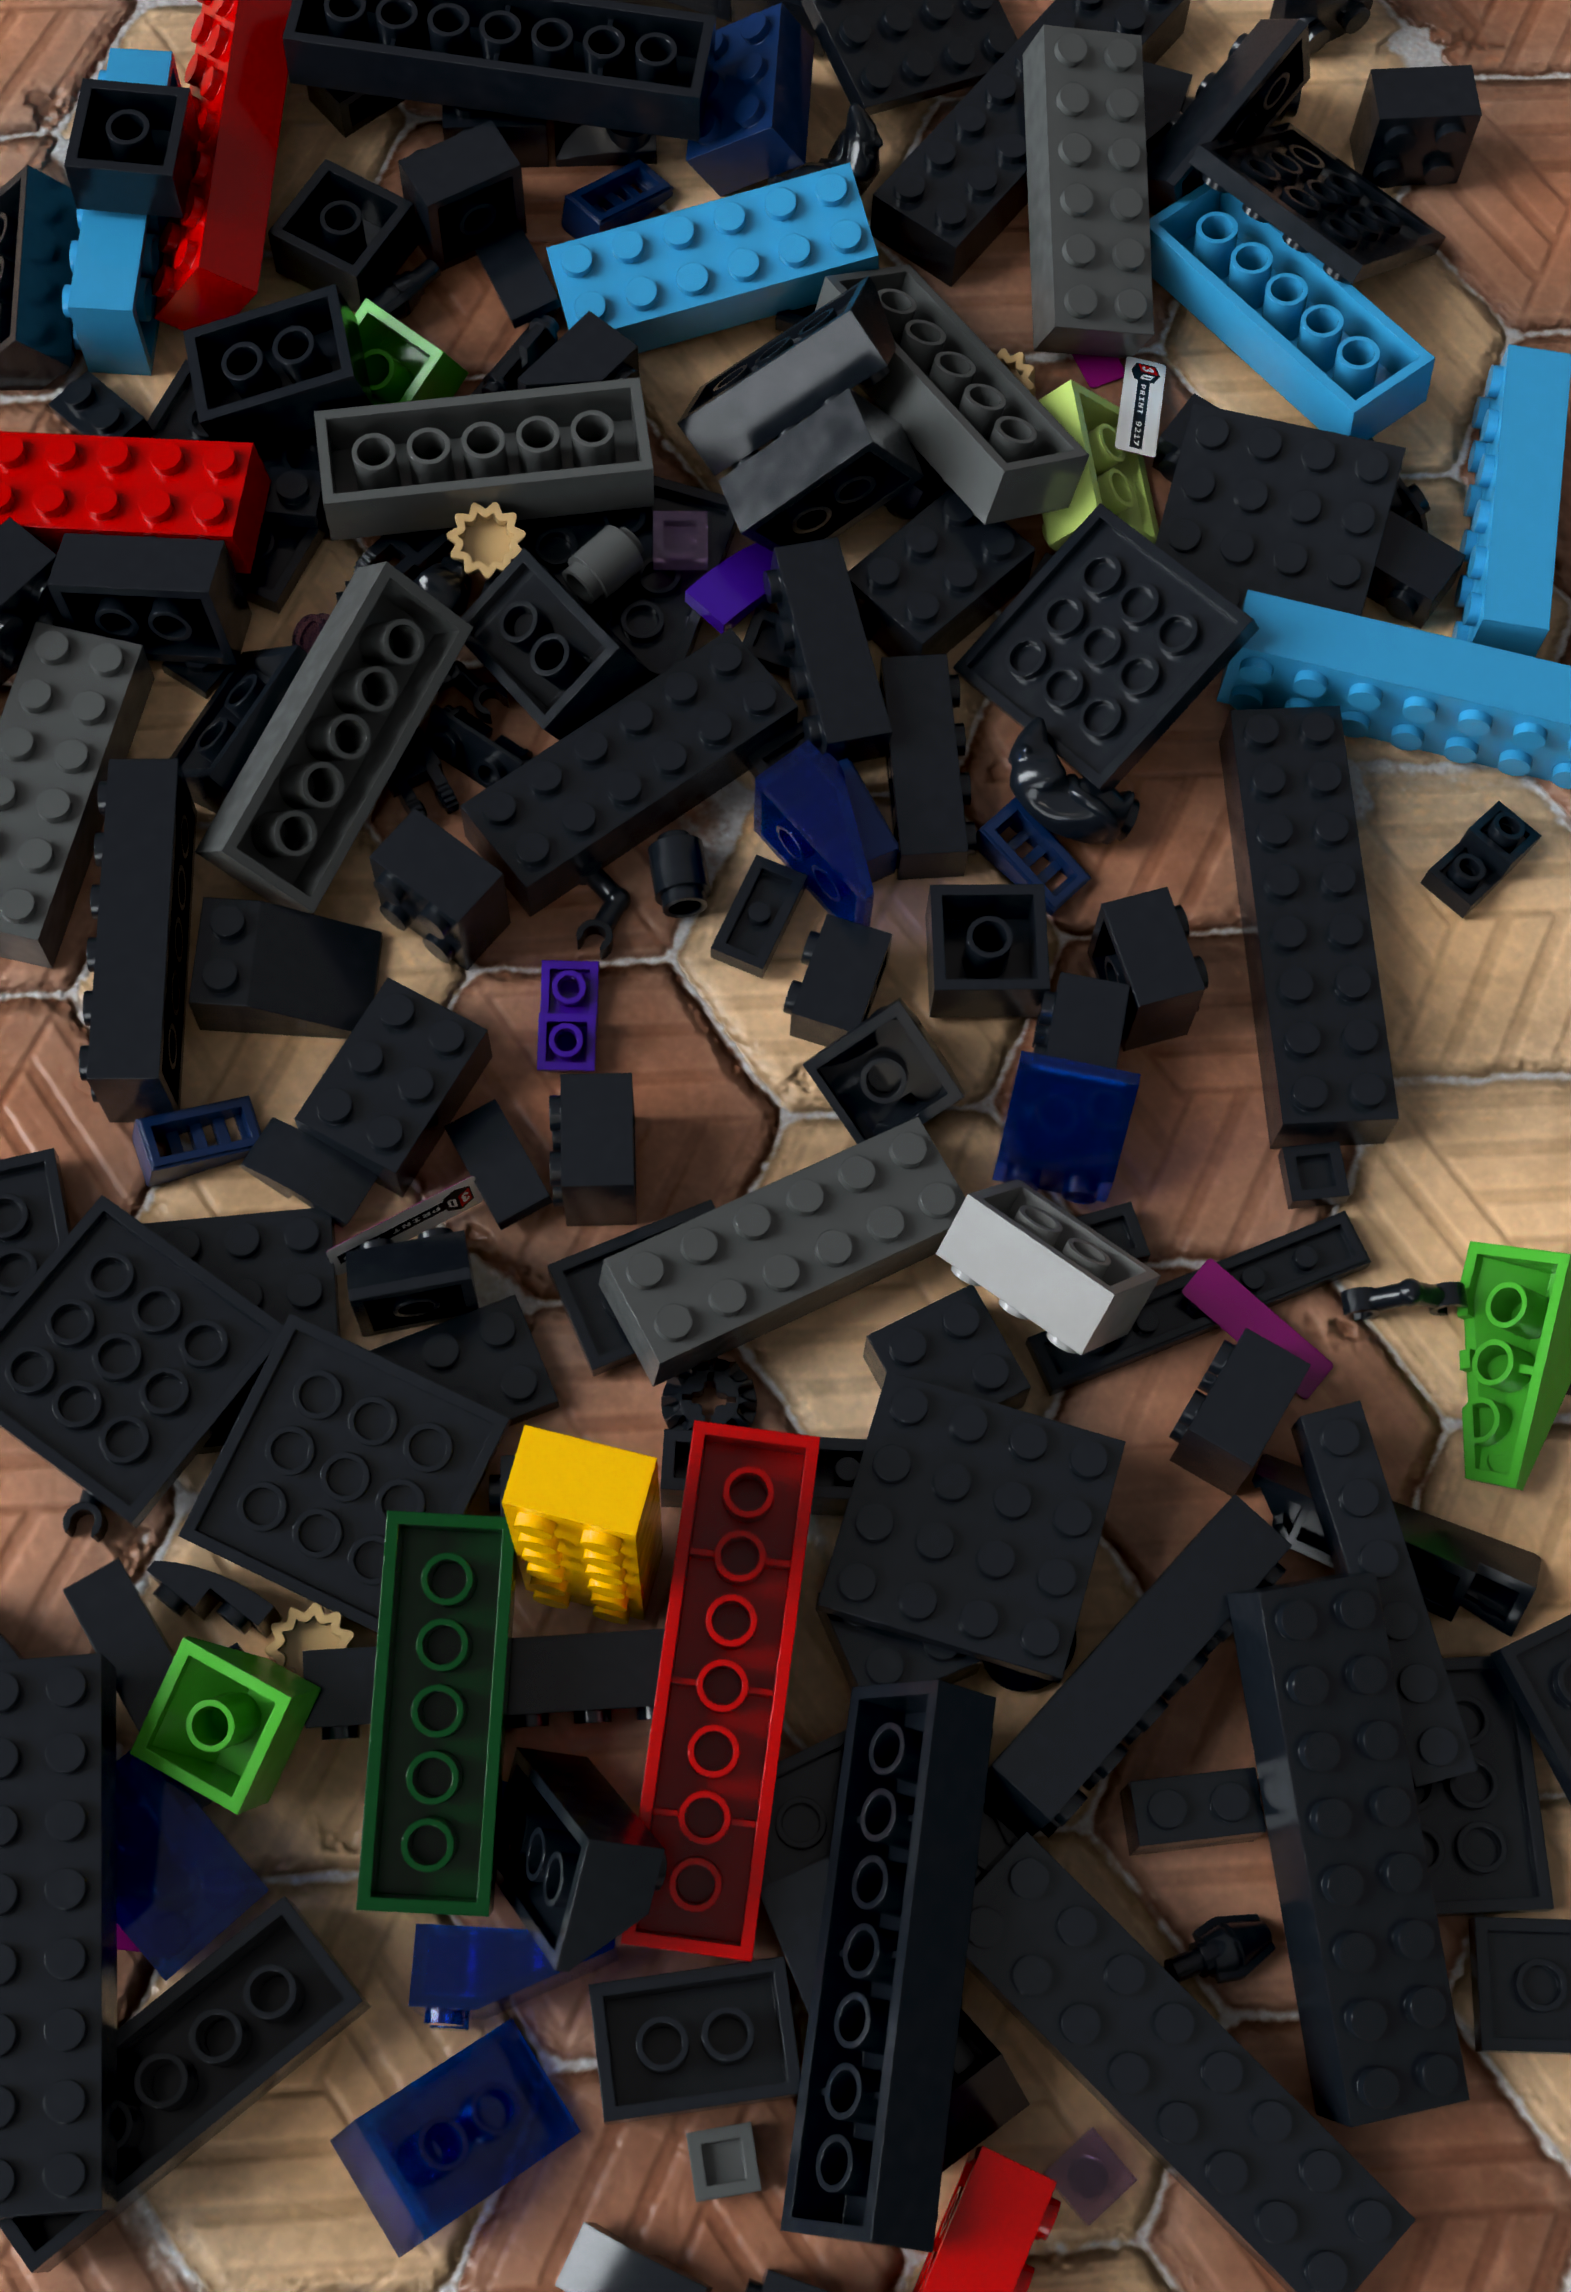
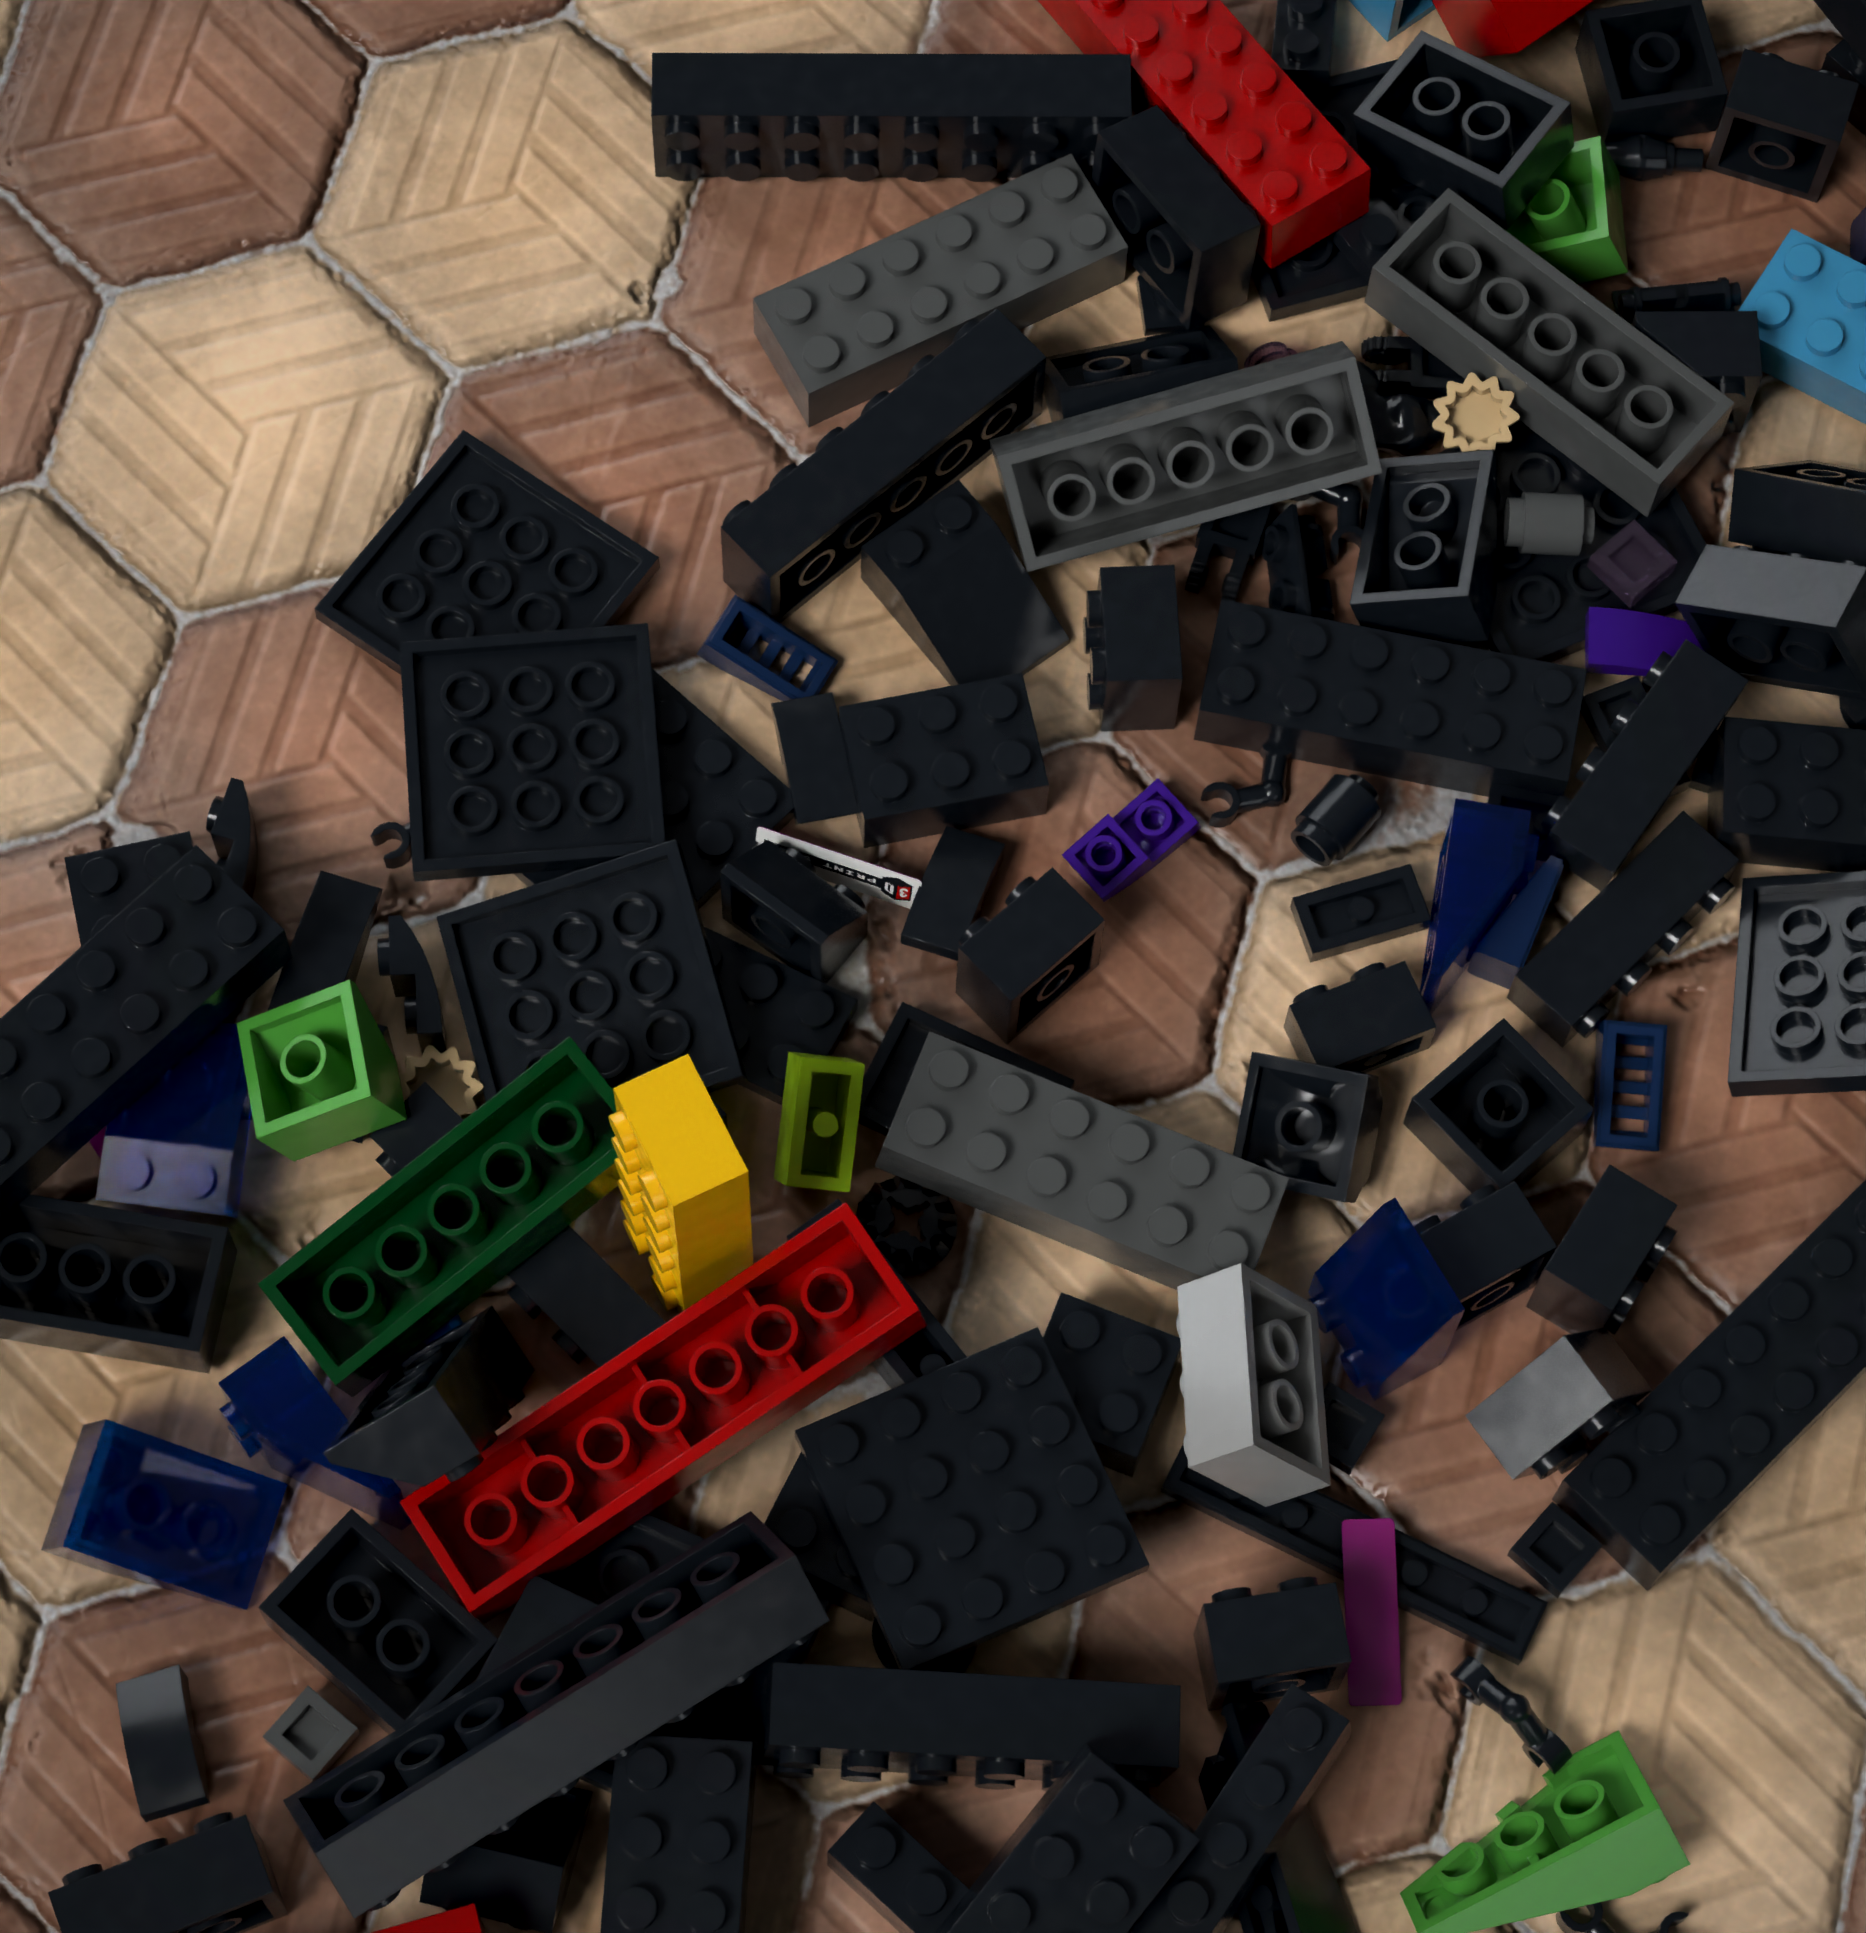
camera: 50 degrees right, 0 degrees up
(517, 275) = (1758, 227): black slope -> none
(589, 1391) = (819, 1122): none -> lime brick
(1063, 801) = (1697, 1066): black animal -> none
(1234, 1081) = (1560, 1404): none -> black brick

